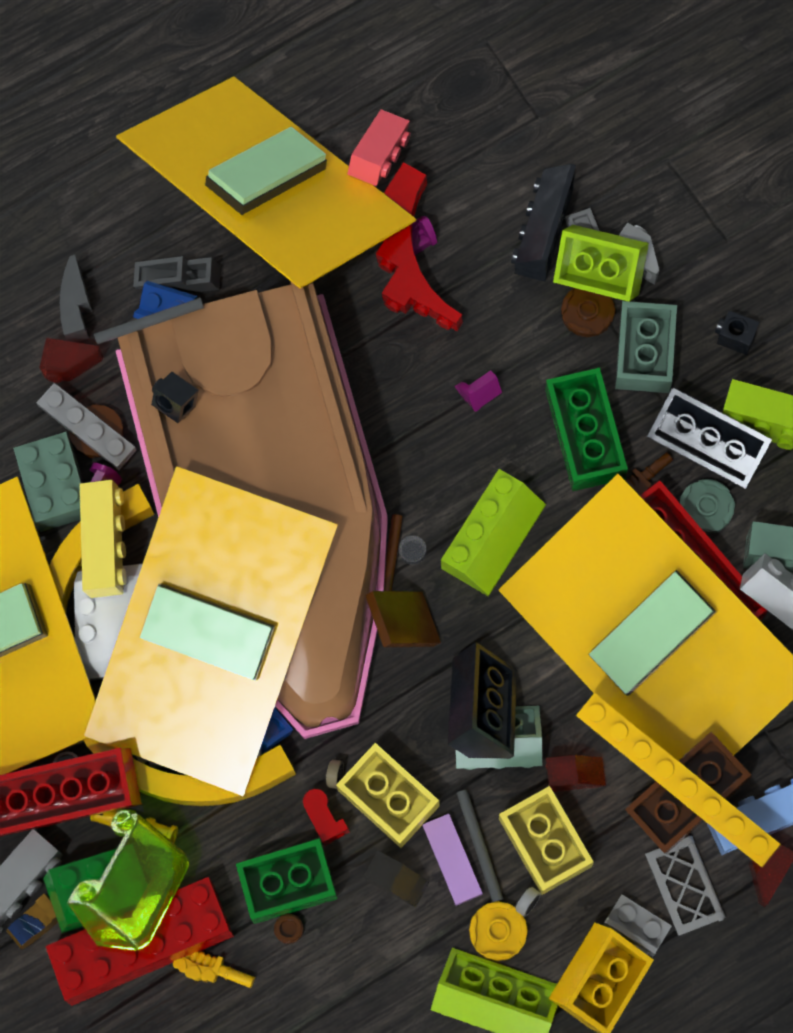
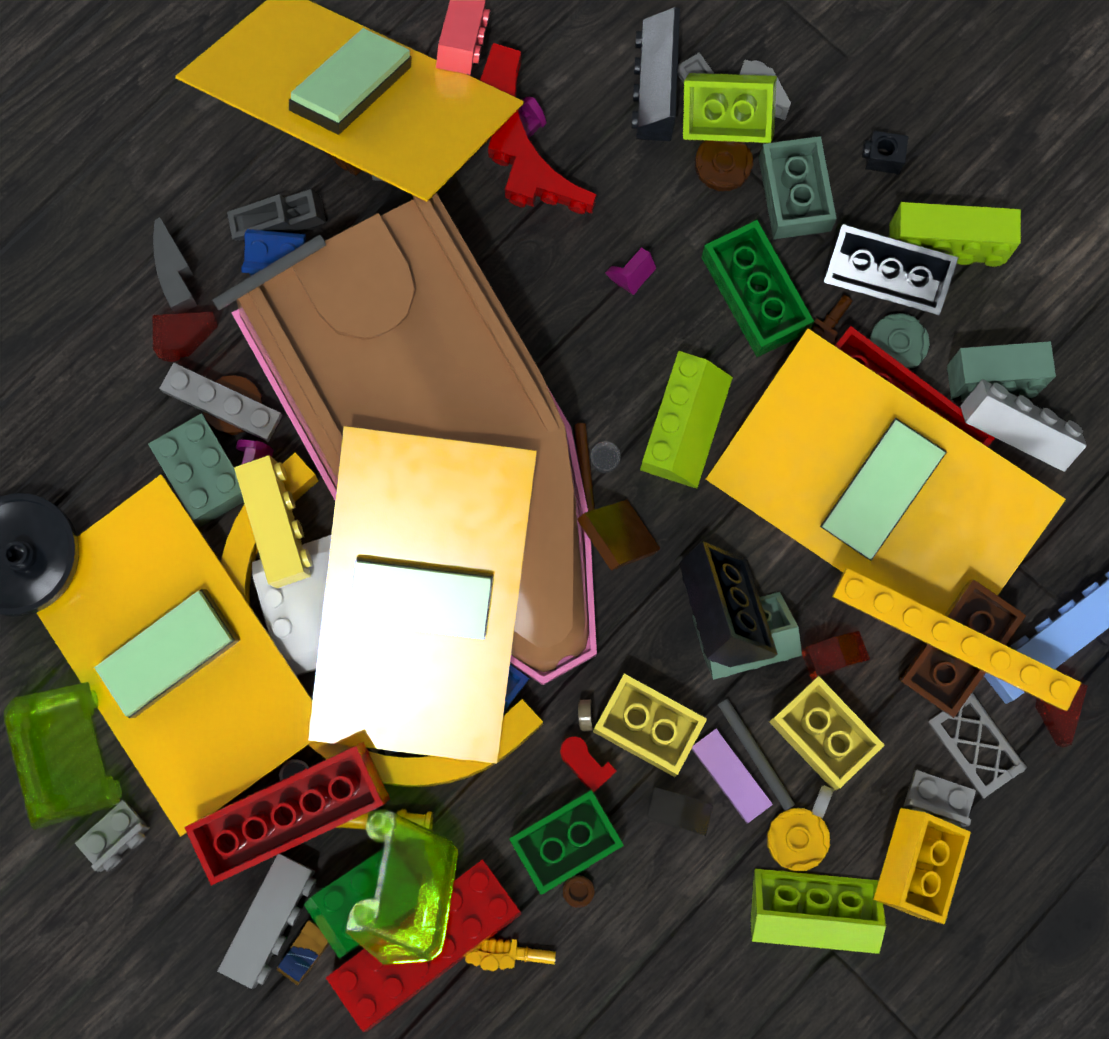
camera: 25 degrees left, 5 degrees up
(174, 396) = (319, 350): black brick -> none

